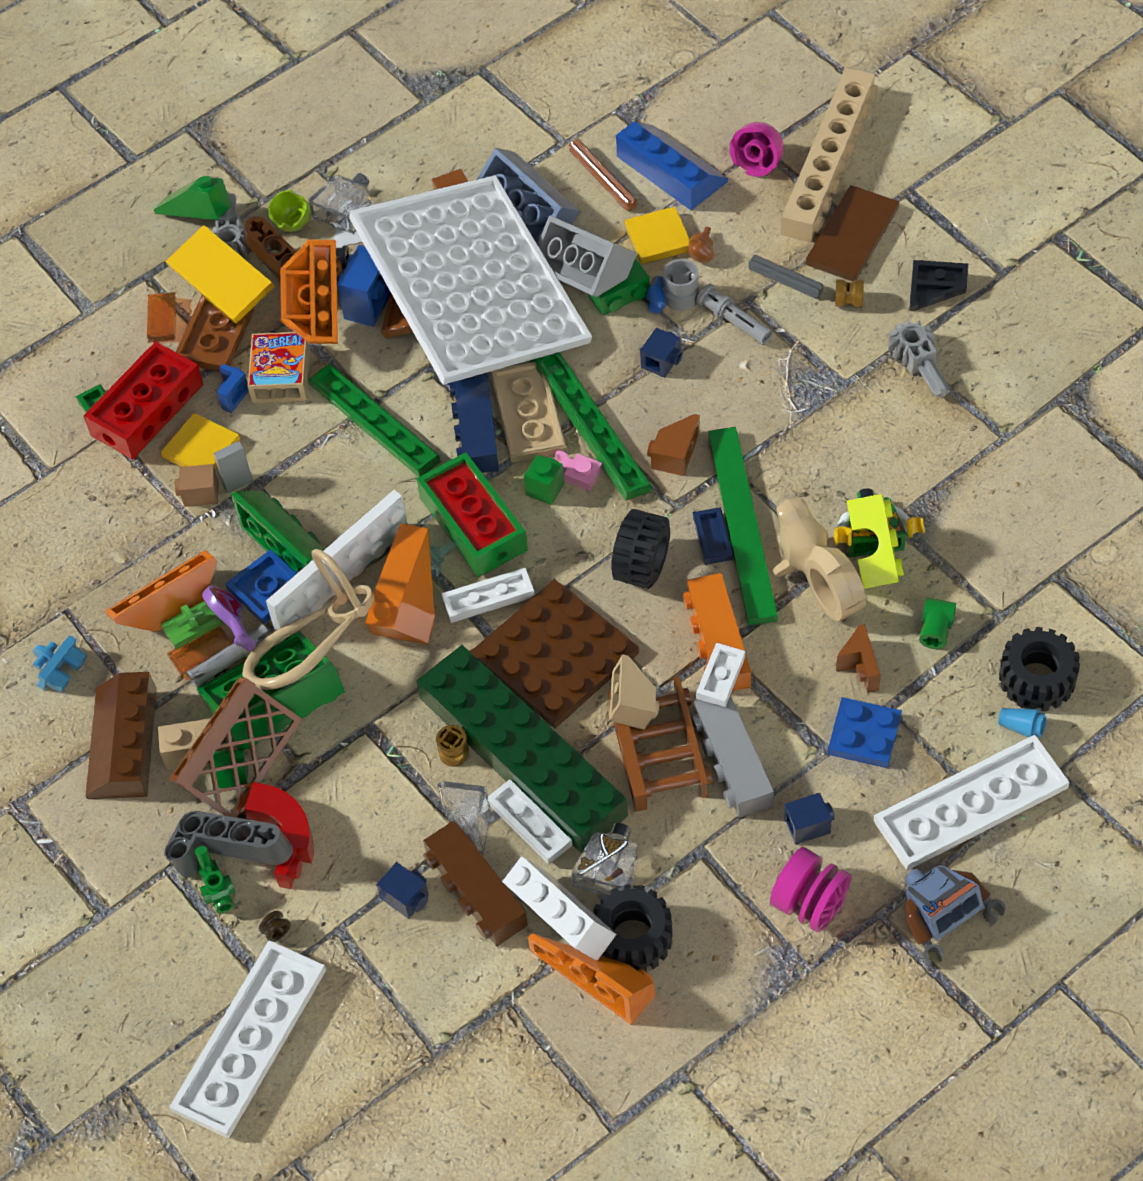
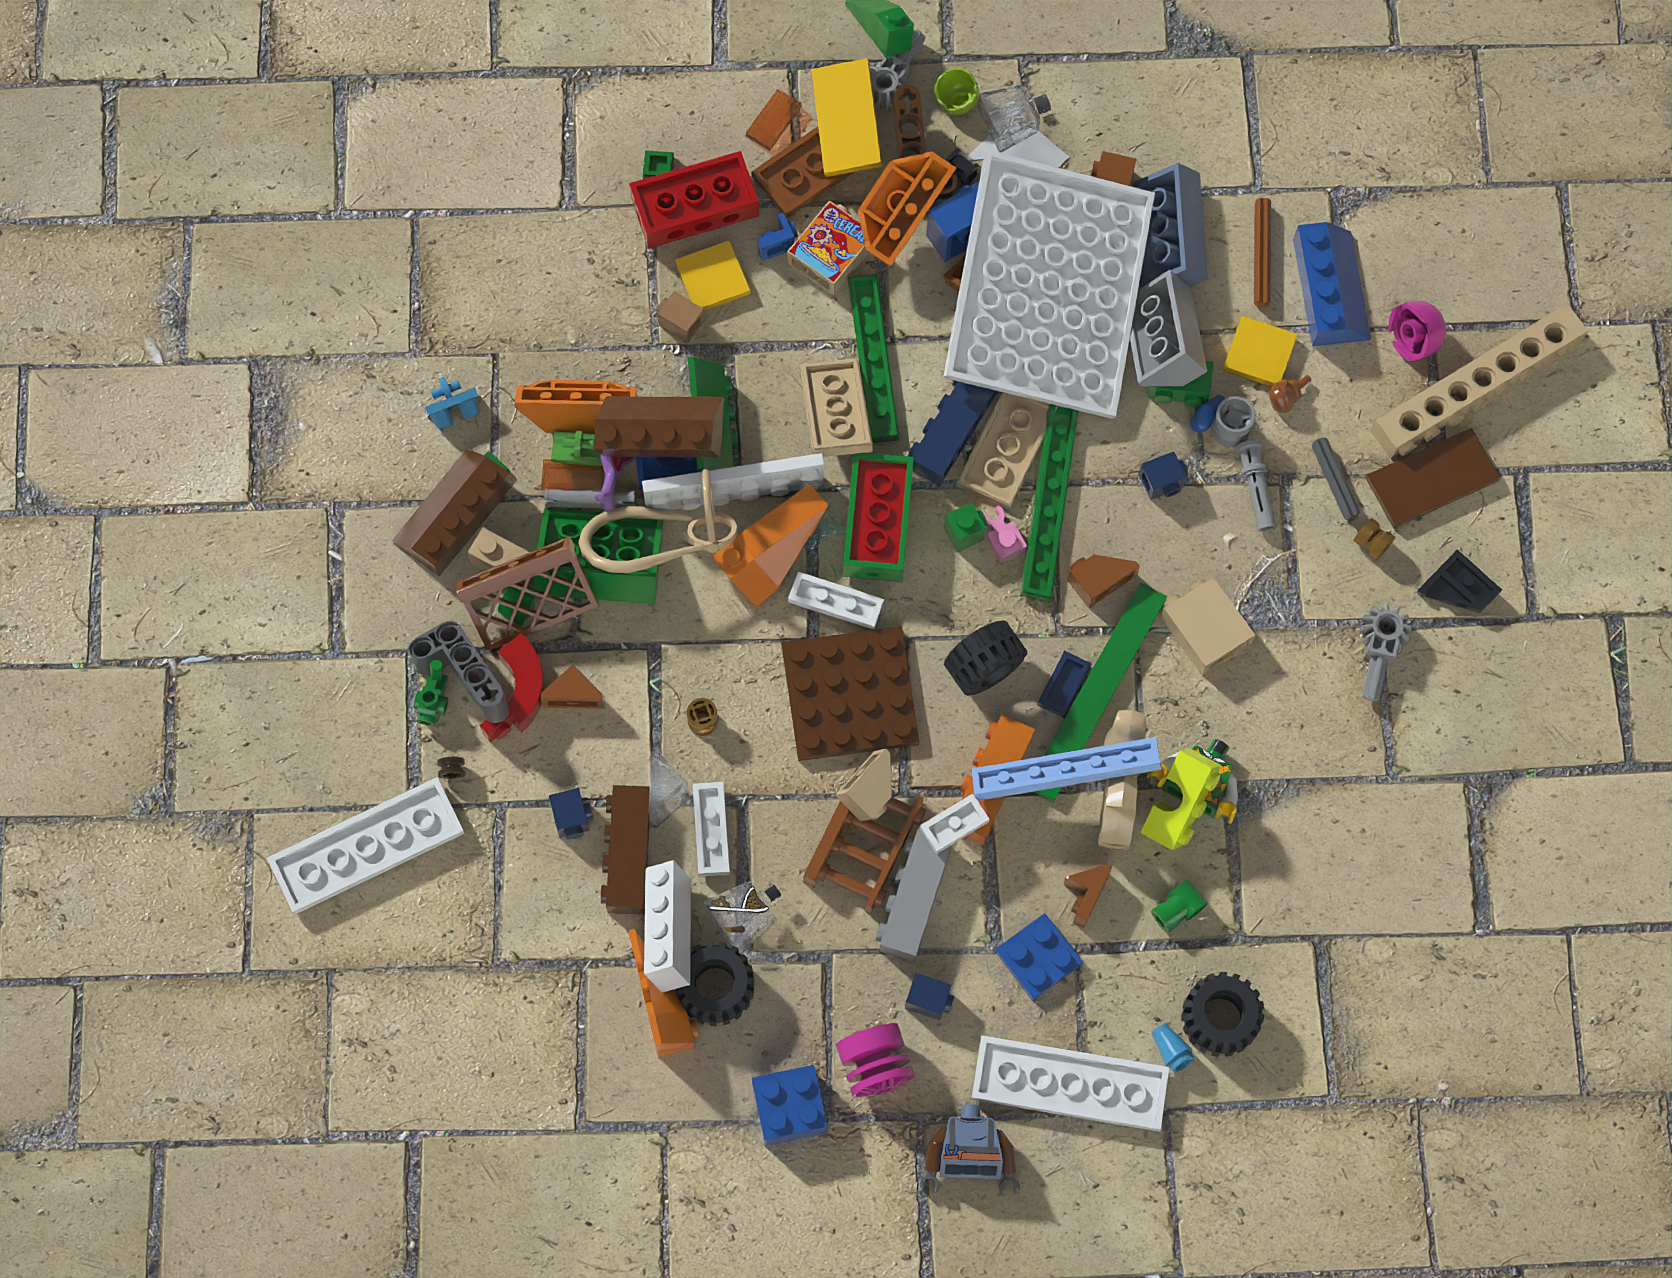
camera: 30 degrees right, 15 degrees up
(233, 467) = (717, 324): light grey tile -> none
(250, 553) = (659, 427): none -> reddish brown slope
(331, 799) = (572, 691): none -> dark orange slope
(375, 463) = (835, 407): none -> tan tile
(522, 747) = (753, 761): dark green brick -> none
(771, 977) = (789, 1105): none -> blue brick
(772, 574) = (1066, 769): none -> light blue plate
(782, 424) = (1207, 625): none -> tan brick

